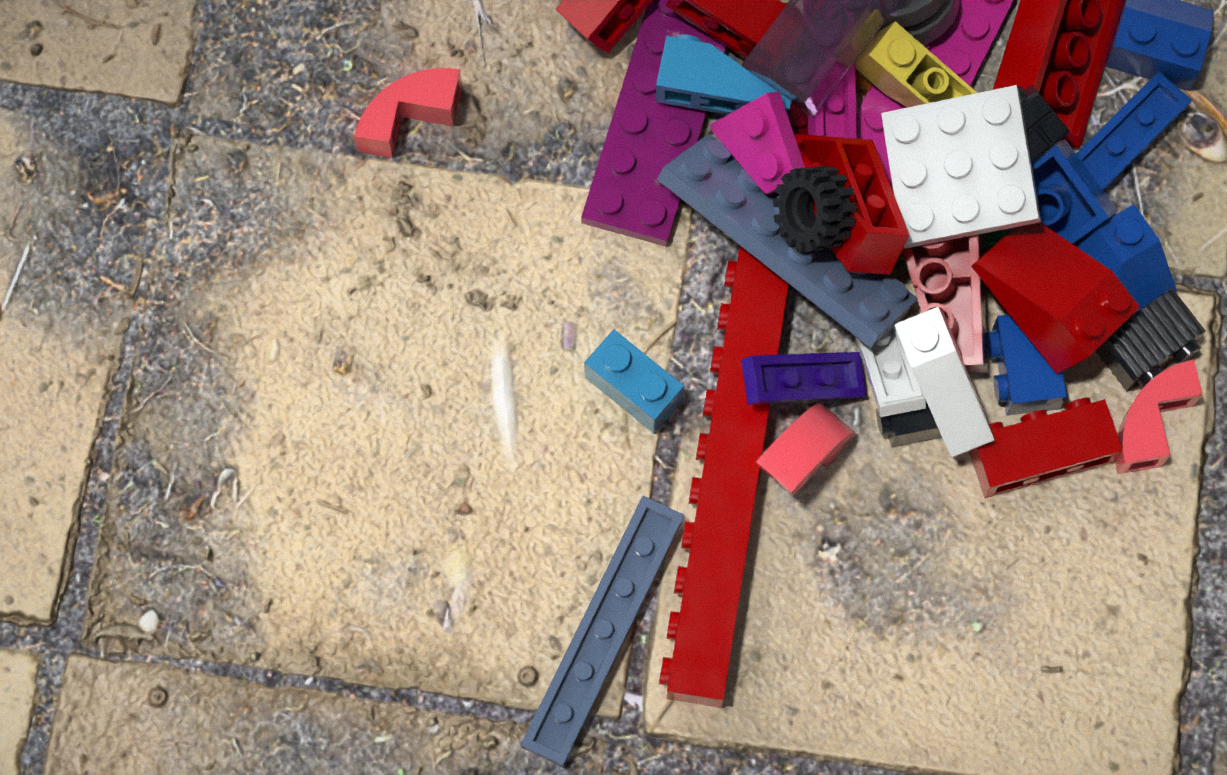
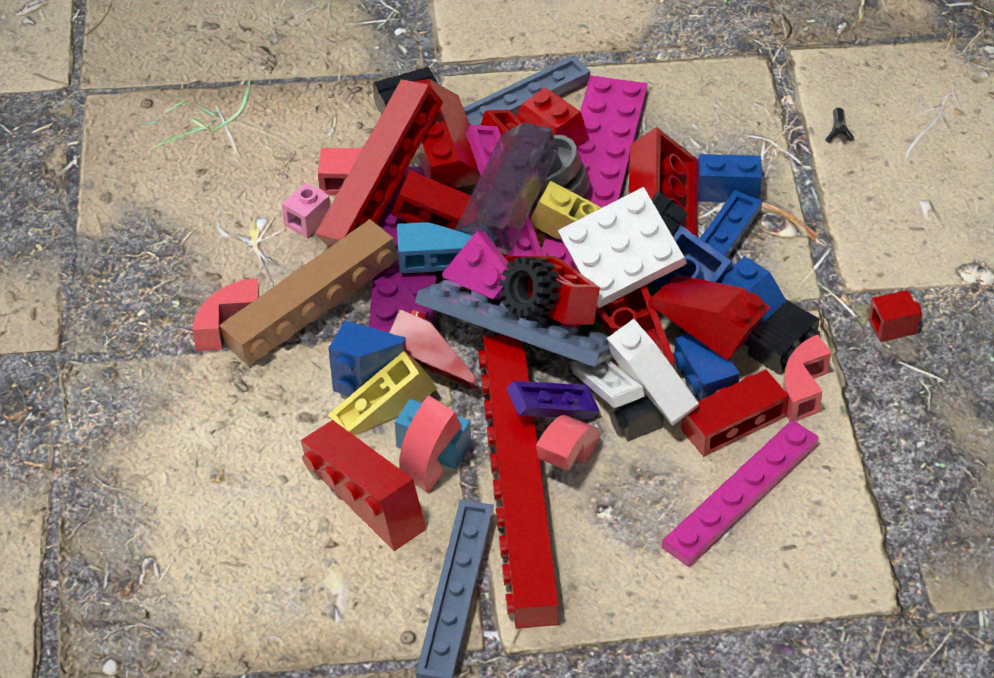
camera: 15 degrees left, 25 degrees down
(523, 436) = (366, 483): none -> red wedge
(526, 108) = (309, 292): none -> medium nougat brick
(570, 248) = (360, 354): none -> blue slope
(584, 303) = (384, 395): none -> light yellow slope
(619, 407) = (425, 440): none -> coral brick
(656, 241) = (430, 348): none -> slope
(1016, 571) = (739, 493): none -> dark pink plate

